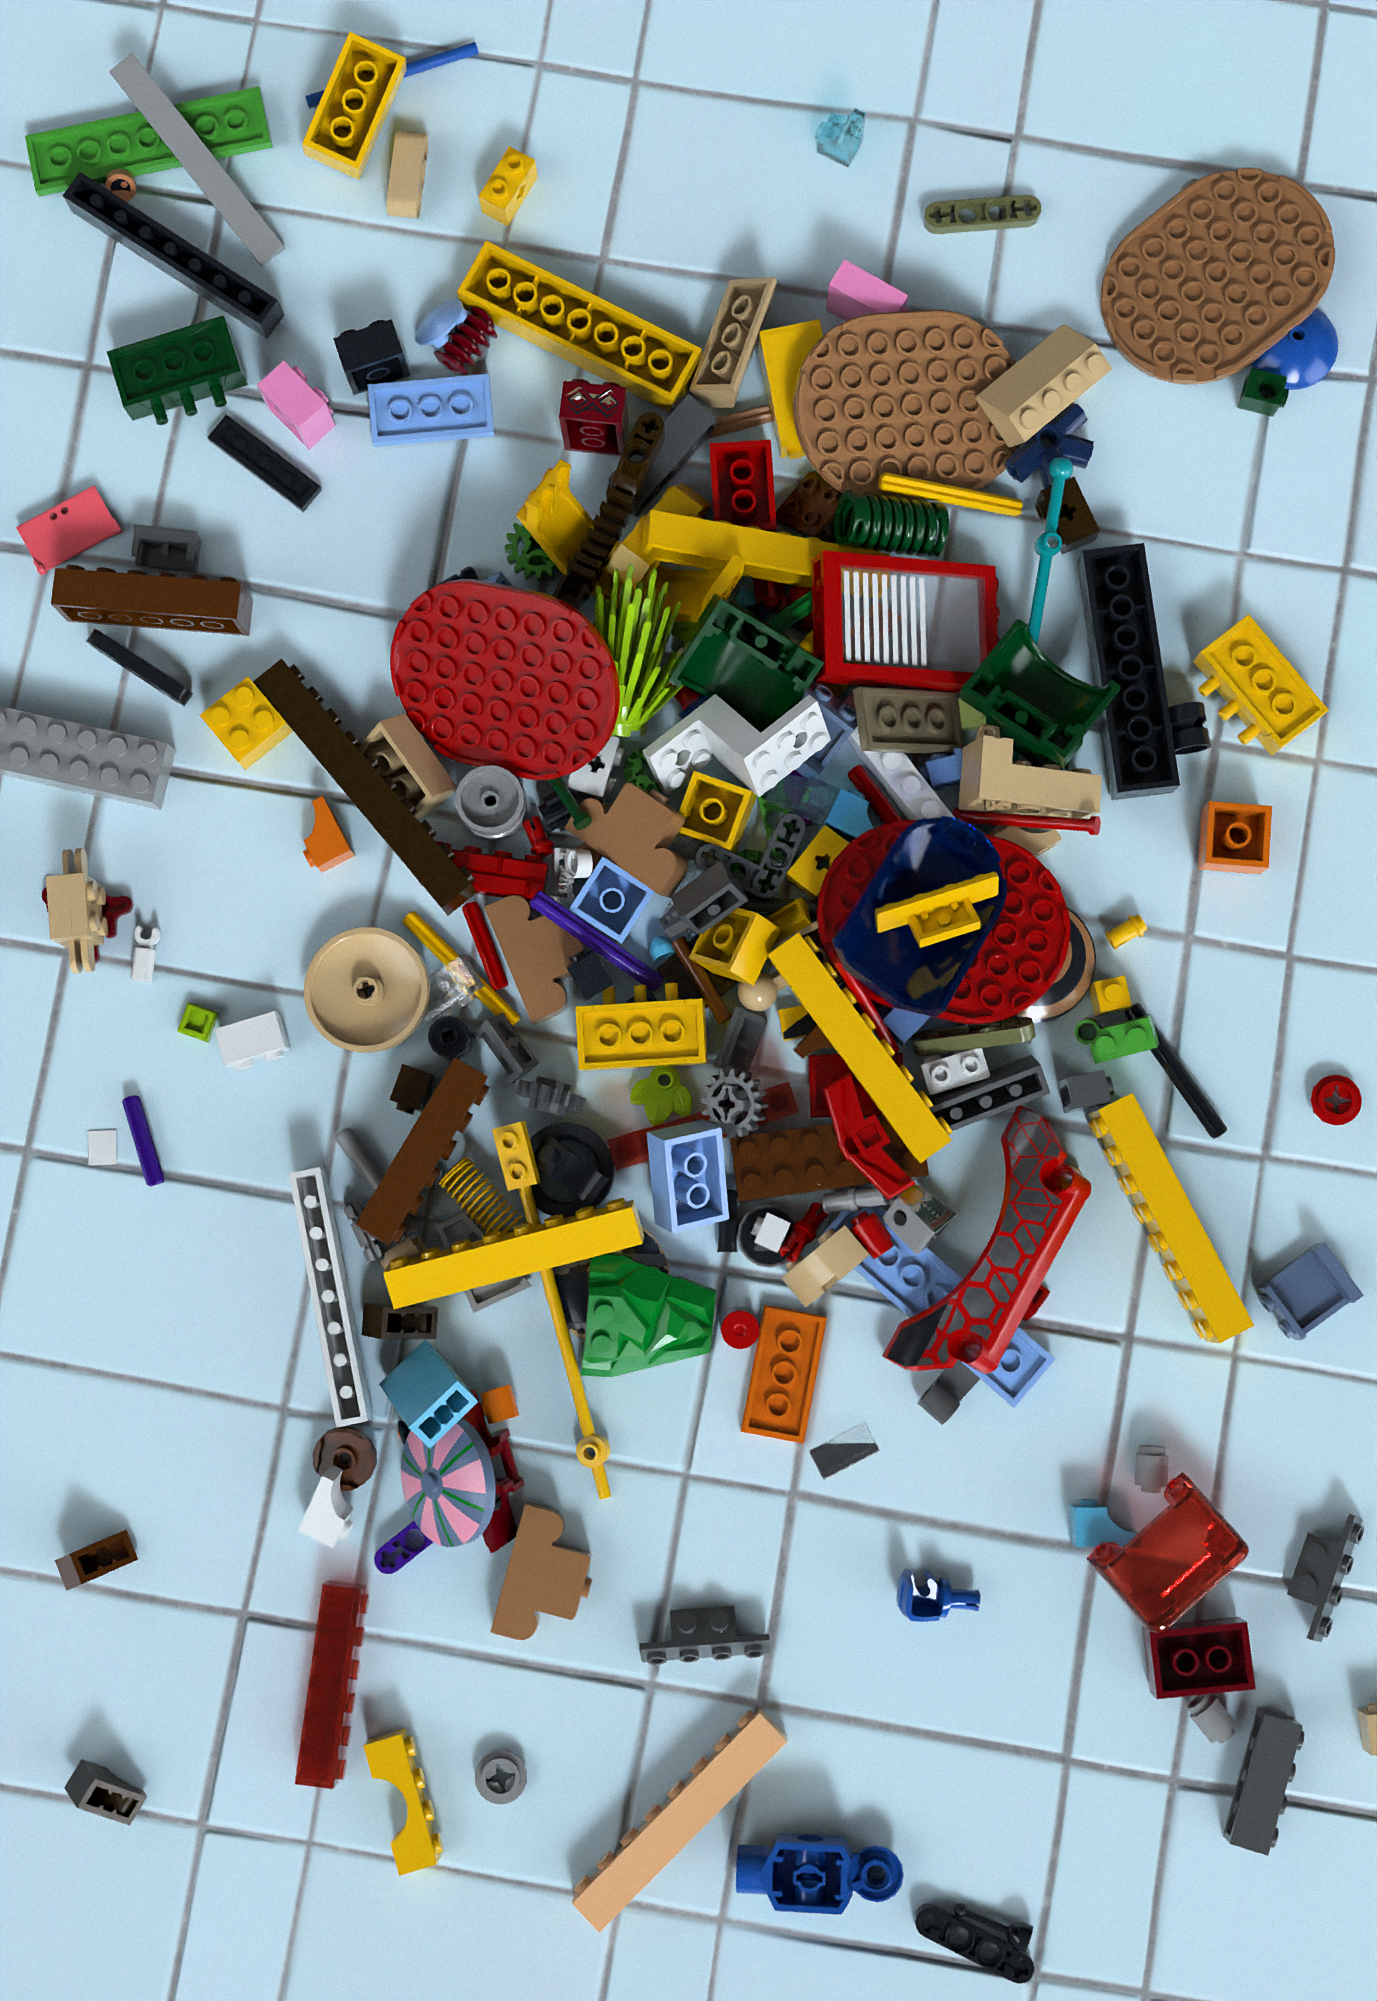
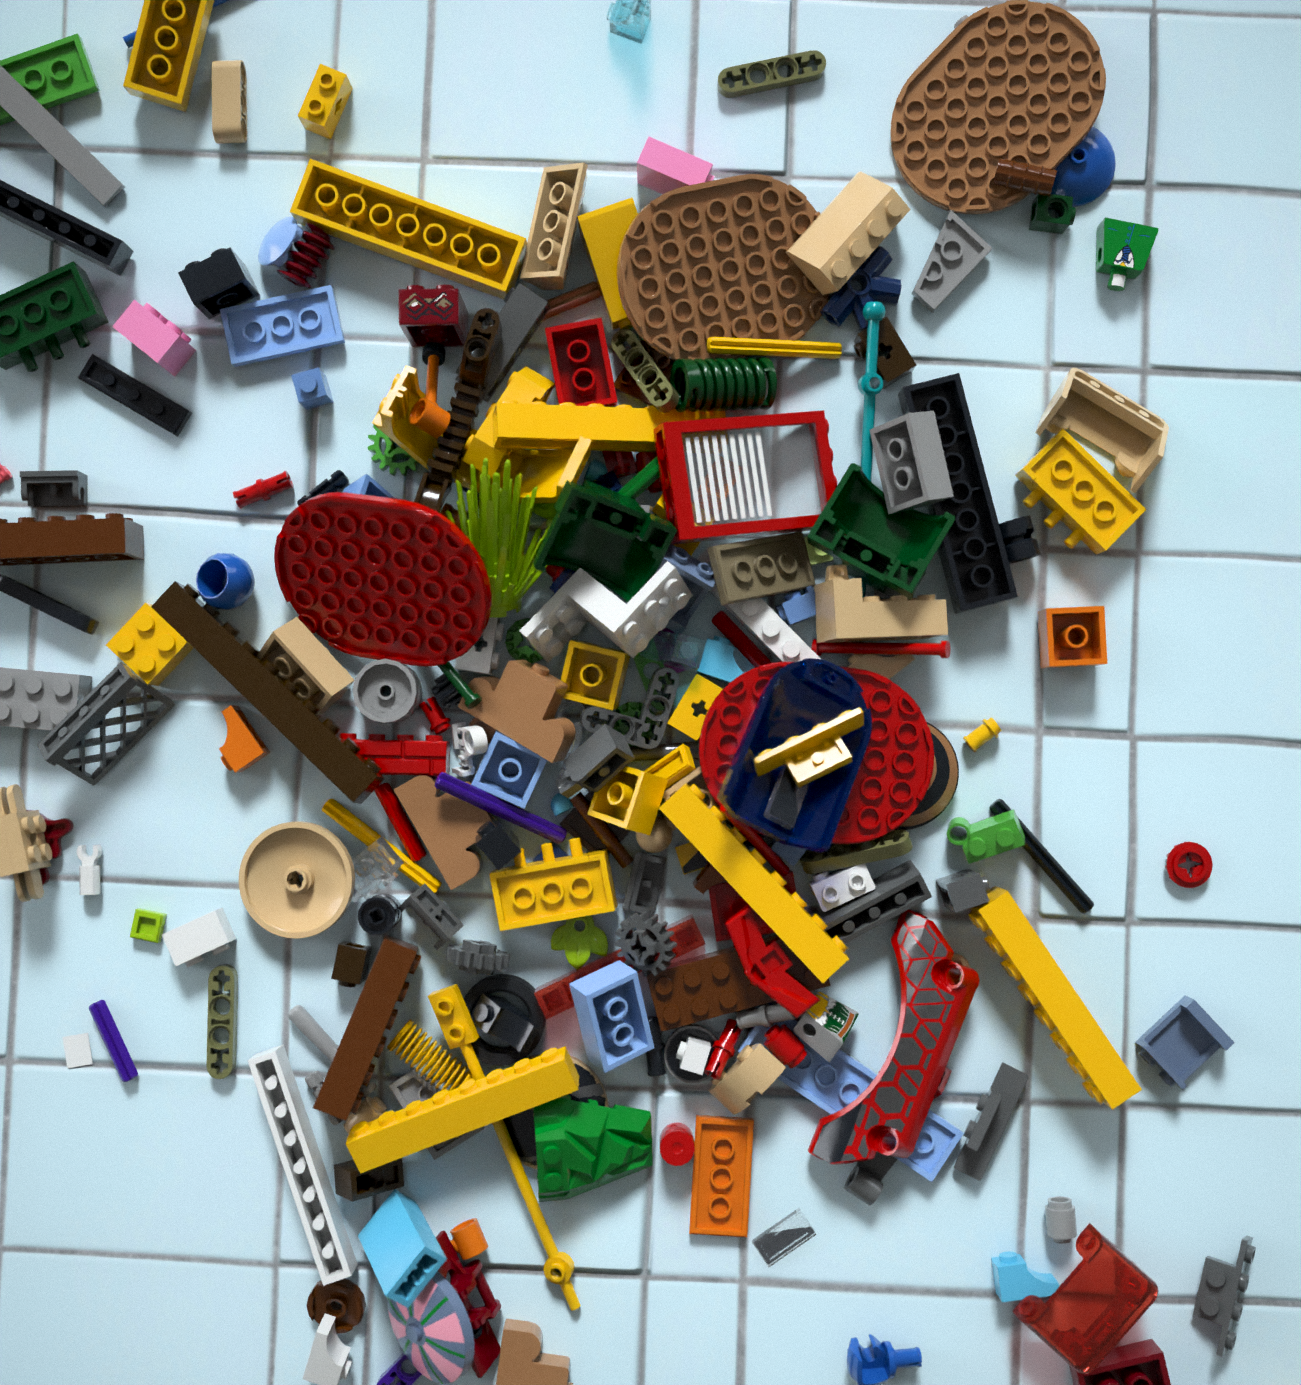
camera: 10 degrees left, 5 degrees up
(174, 785) = (92, 714): none -> dark grey fence
(259, 1134) = (217, 1020): none -> olive beam
(335, 665) = (225, 581): none -> blue helmet
(386, 577) = (263, 489): none -> red pin
(454, 478) = (312, 388): none -> medium blue brick
(573, 513) = (426, 412): none -> orange piece
(809, 500) = (644, 370): none -> olive beam
(904, 960) = (785, 800): none -> black tile
(1081, 628) = (911, 462): none -> light grey slope
(1086, 1350) = (991, 1121): none -> dark grey bracket
(1109, 996) = (975, 797): yellow brick -> none
(1149, 430) = (950, 261): none -> light grey wing
(1237, 349) = (1024, 177): none -> reddish brown axle
(1297, 616) = (1108, 421): none -> tan windscreen
(1334, 439) = (1122, 250): none -> green torso

